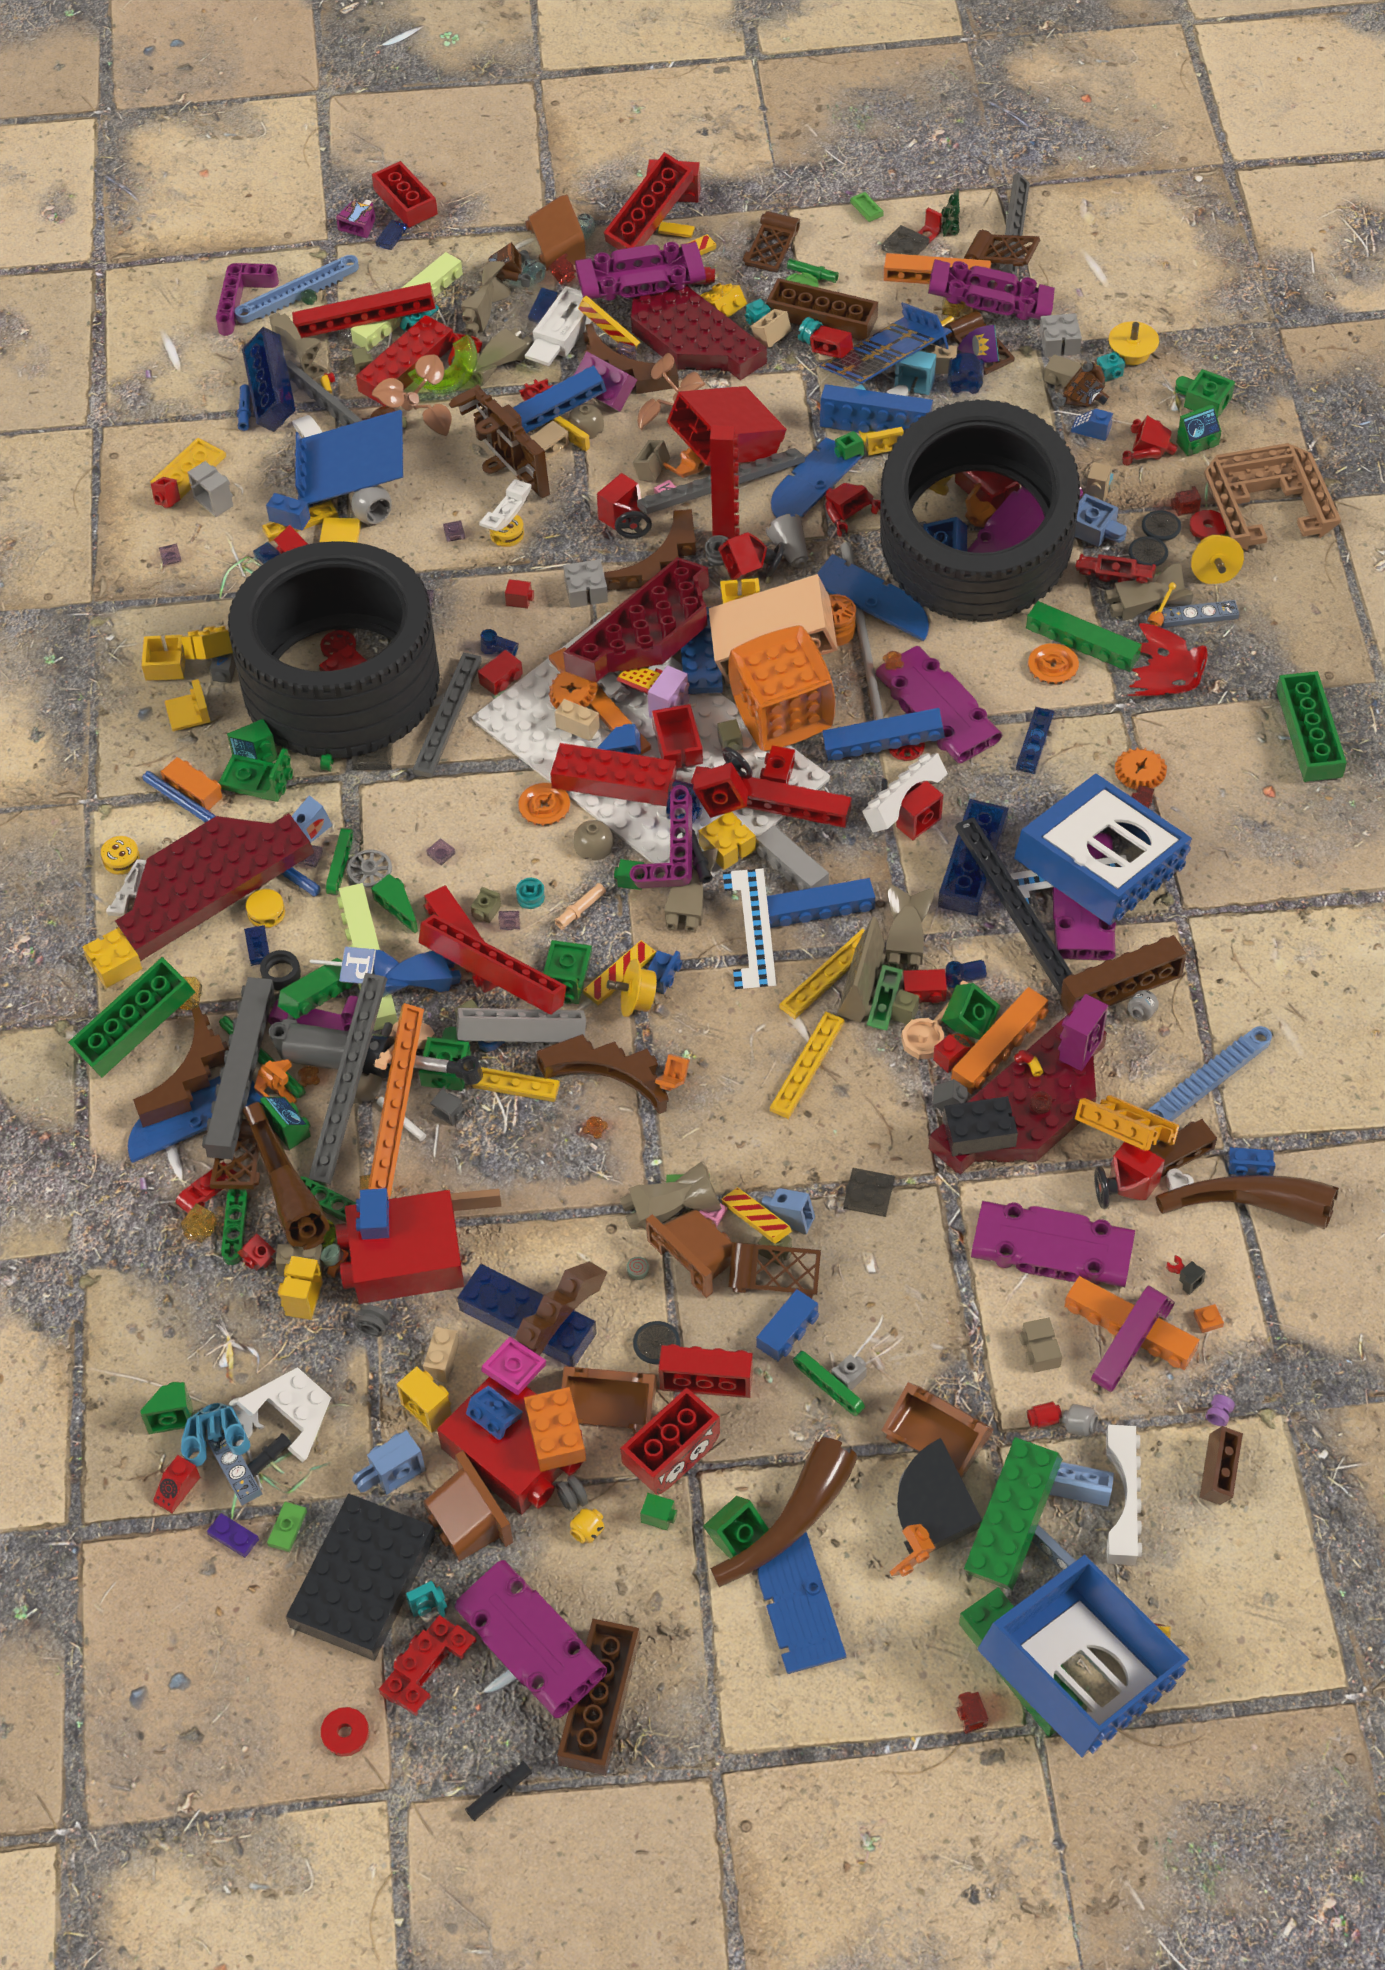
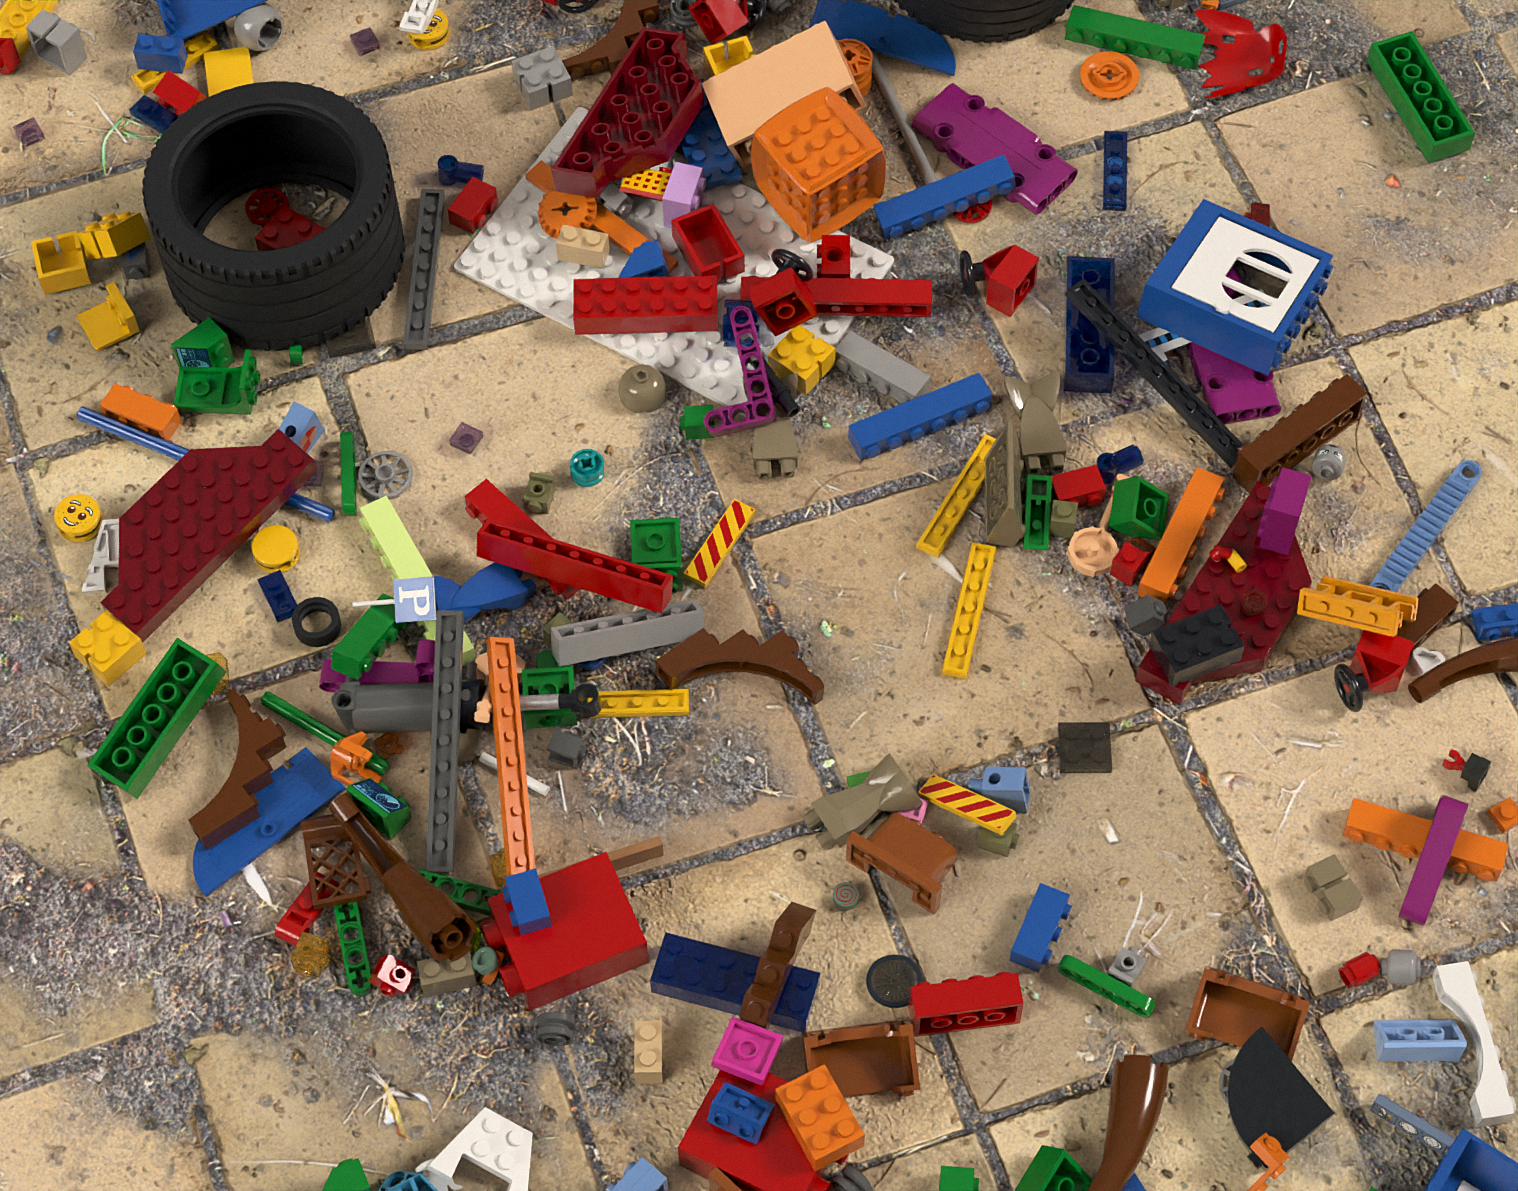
camera: 15 degrees left, 5 degrees up
(239, 1068) = (306, 755): dark grey brick -> none
(300, 1287) = (458, 1008): yellow piece -> none
(393, 898) = (428, 507): green slope -> none
(424, 1398) = (647, 1111): yellow brick -> none
(509, 920) = (572, 506): plate -> none
(518, 593) = (466, 104): red brick -> none
(543, 793) = (563, 343): orange gear -> none
(574, 911) = (646, 479): light nougat pin -> none
(595, 1122) = (751, 731): clear orange plate -> none
(636, 989) = (748, 560): yellow piece -> none
(665, 967) = (767, 532): blue bracket -> none
(671, 1442) = (953, 1099): red brick -> none
(674, 1072) = (820, 652): orange bracket -> none
(730, 735) = (767, 232): olive brick -> none
(744, 1268) = (972, 865): reddish brown piece -> none
(757, 928) = (867, 458): white sticker -> none
(885, 809) = (978, 288): white arch -> none
(893, 660) = (931, 106): clear orange plate -> none
(1013, 1513) = (1365, 1096): green brick -> none
(1053, 1243) = (1311, 765): magenta panel -> none
(1150, 776) = (1228, 182): orange gear -> none

